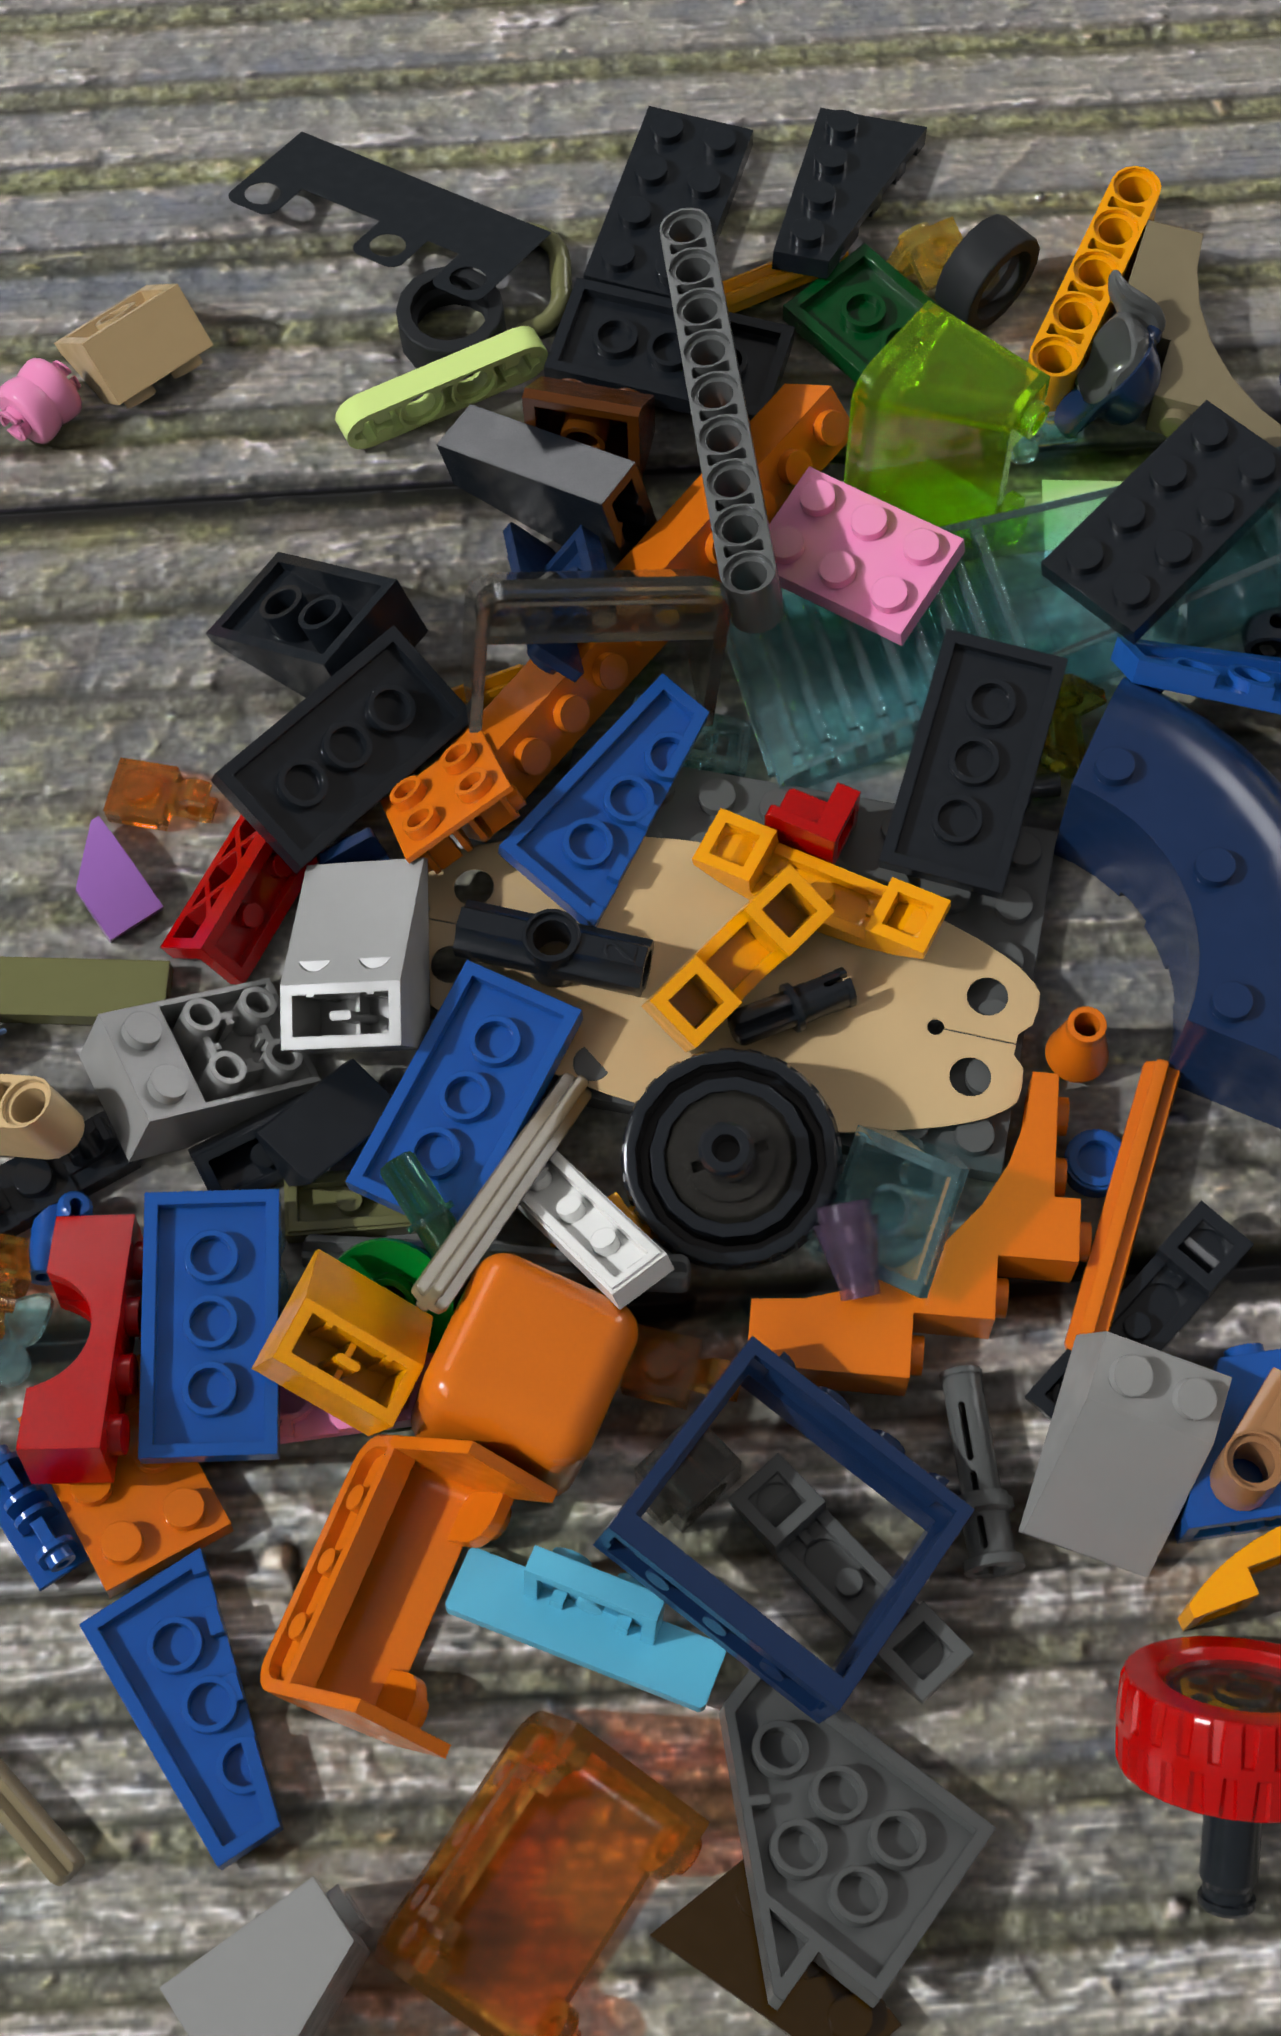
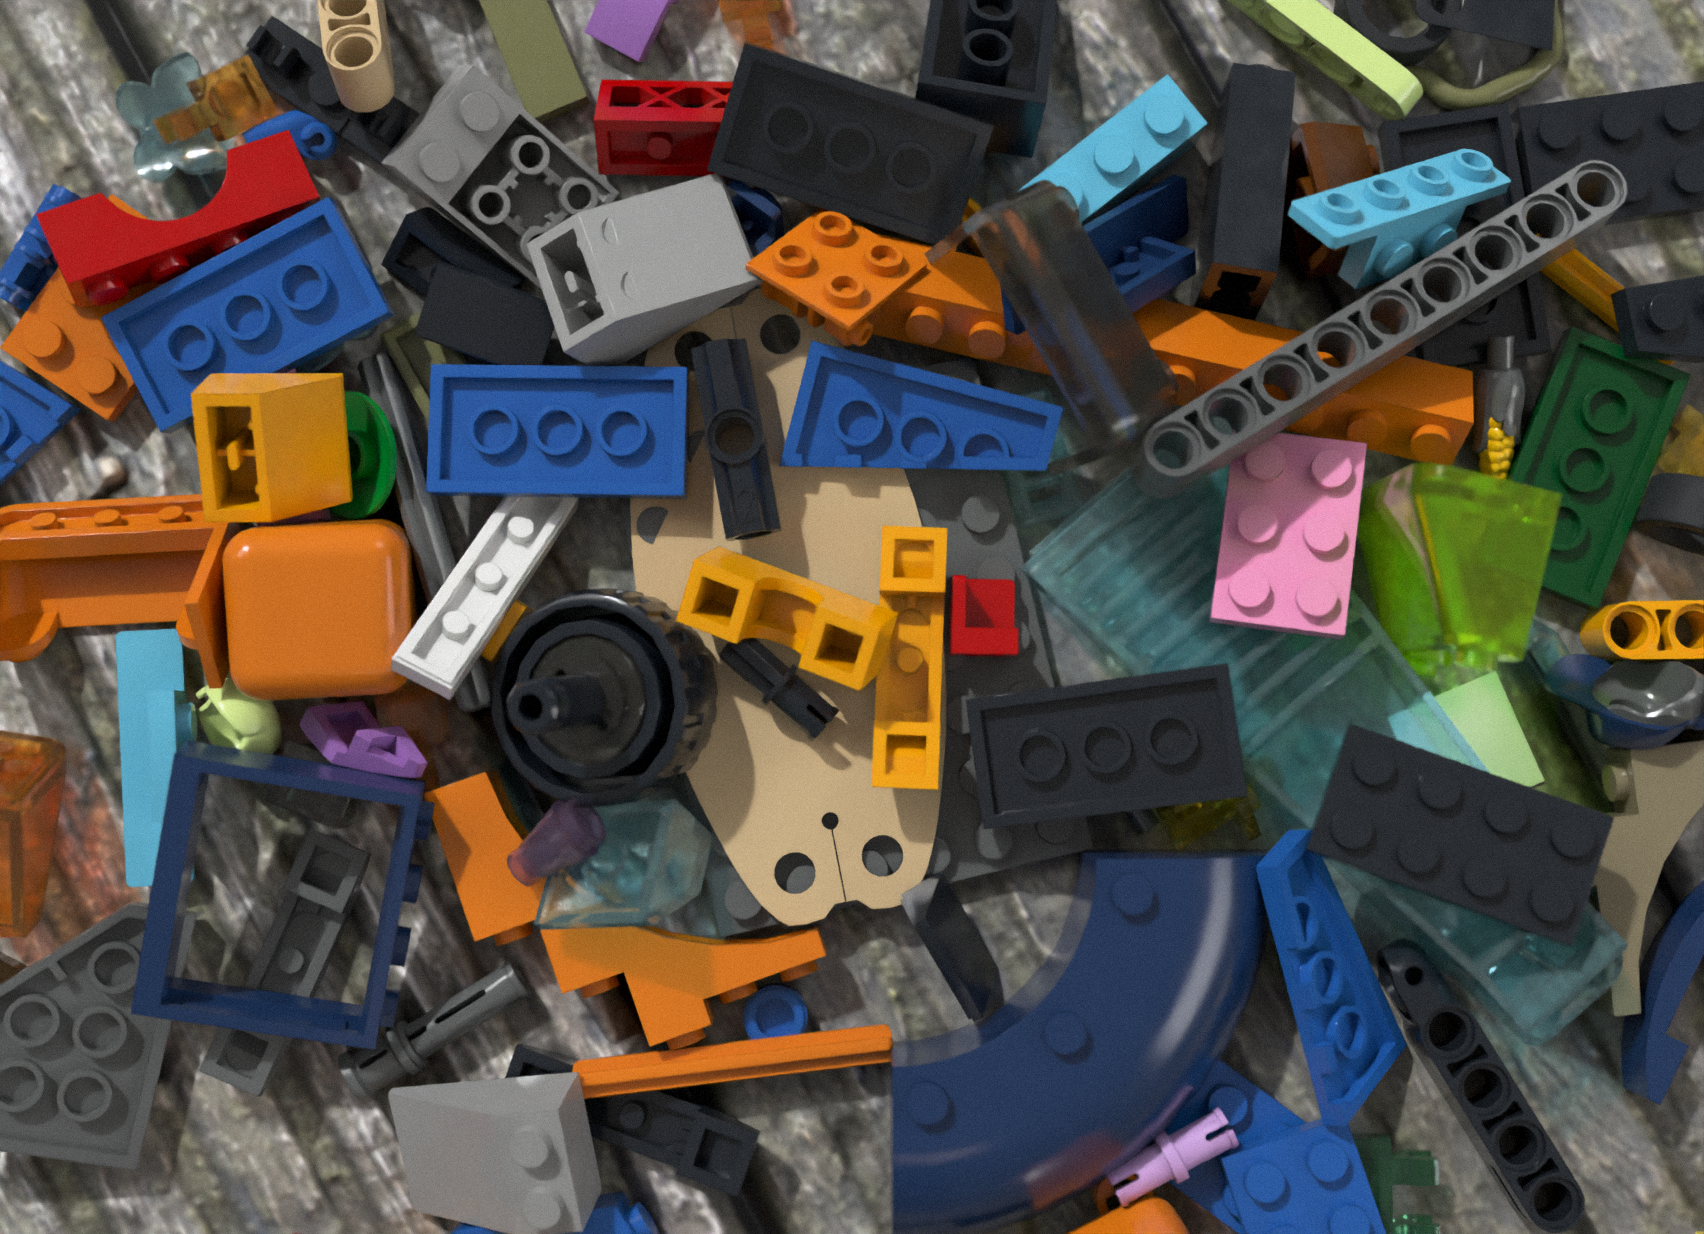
camera: 65 degrees right, 20 degrees up
(419, 1200) = (418, 457): clear green axle -> none
(461, 553) = (1127, 150): none -> medium azure brick
(501, 1194) = (470, 510): dark tan axle -> none
(582, 1513) = (239, 721): none -> yellowish green hair
(633, 363) = (1399, 213): none -> medium azure bracket
(683, 1388) = (354, 739): none -> medium lavender slope
(810, 369) = (1497, 407): none -> dark grey piece
(1079, 1046) = (875, 939): orange cone -> none
(1093, 978) = (952, 942): none -> black slope

